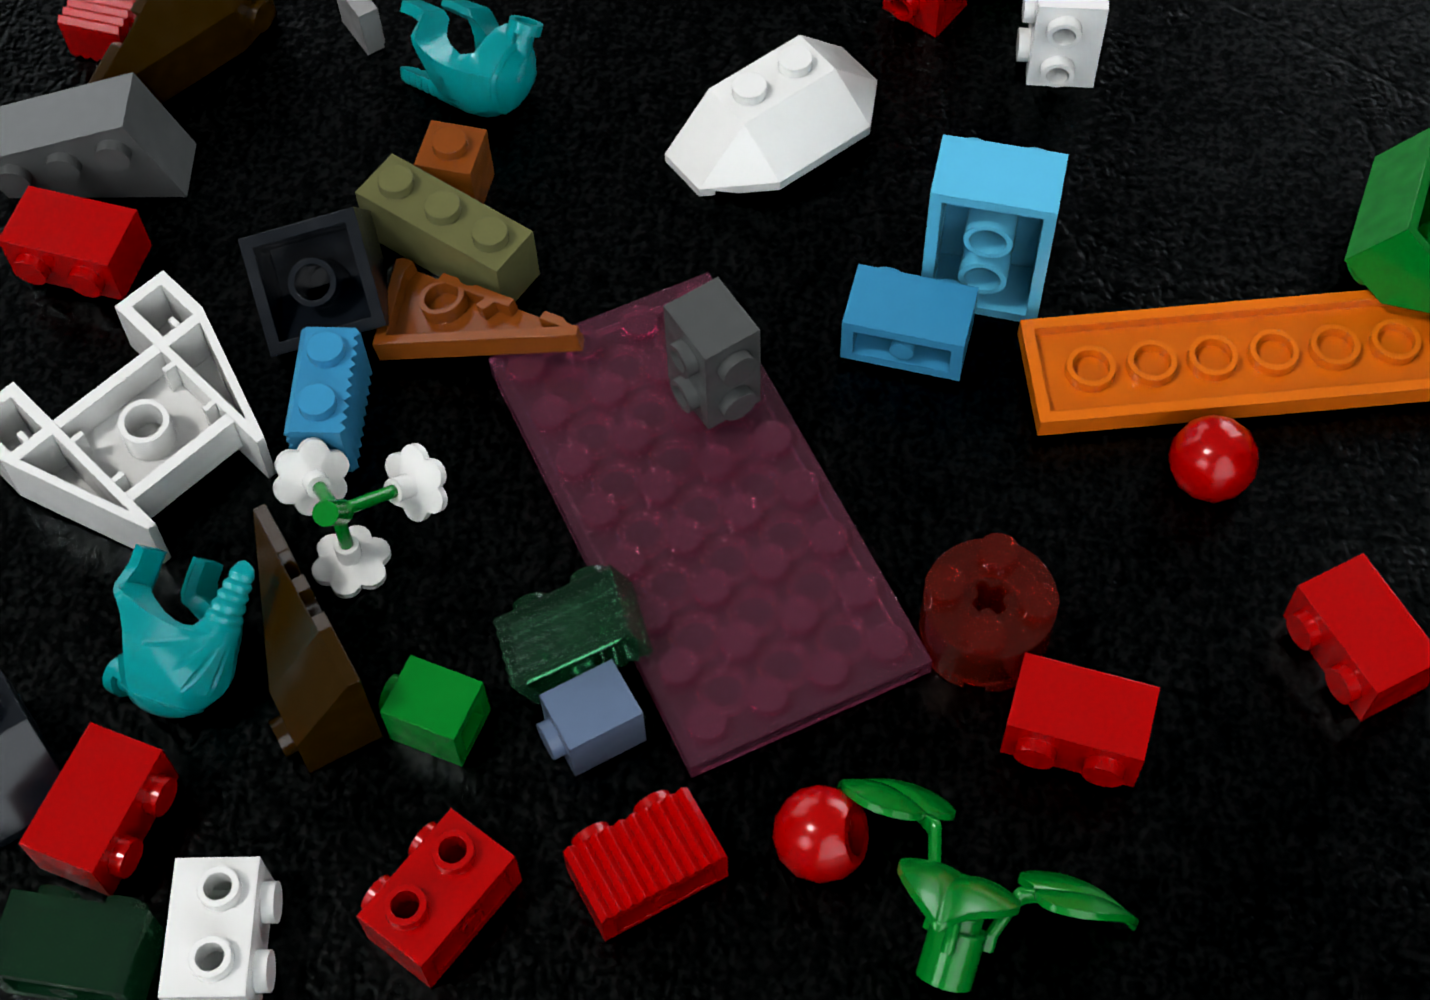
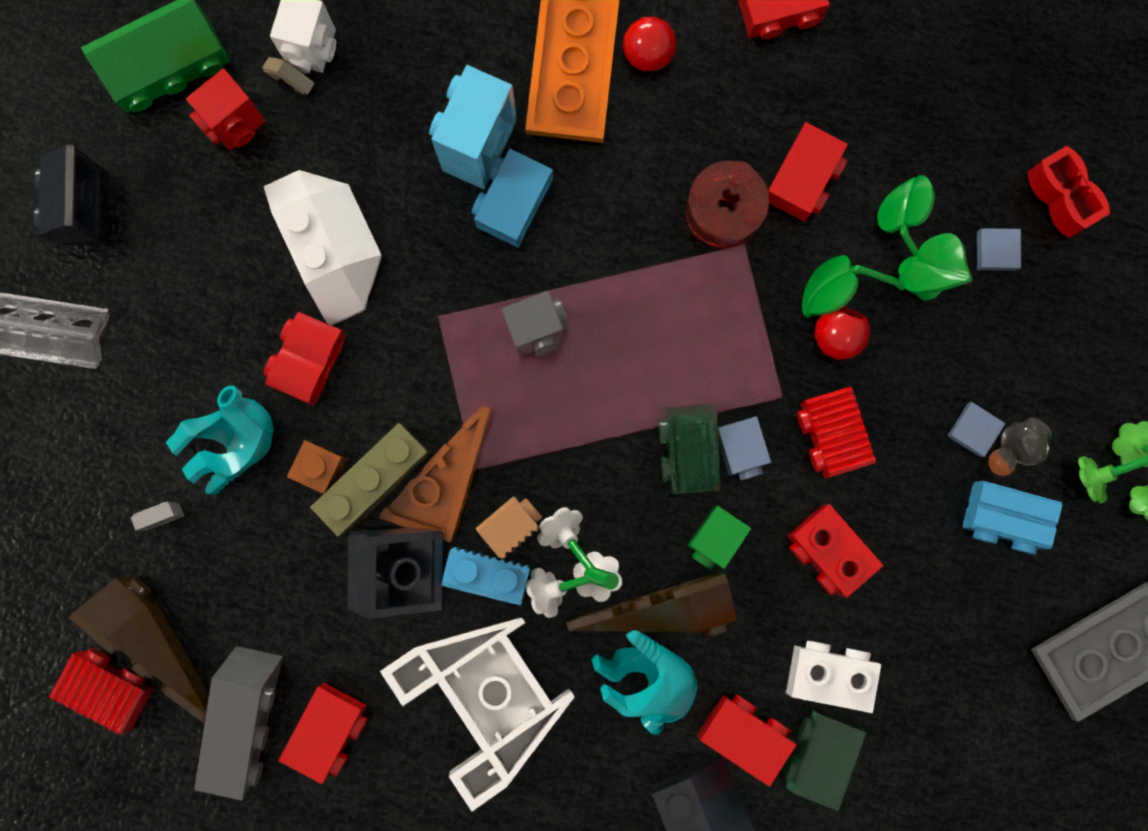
camera: 80 degrees left, 25 degrees up
(400, 397) = (509, 526): none -> medium nougat brick
(607, 129) = (304, 359): none -> red brick
(1003, 40) = (282, 69): none -> dark tan tile

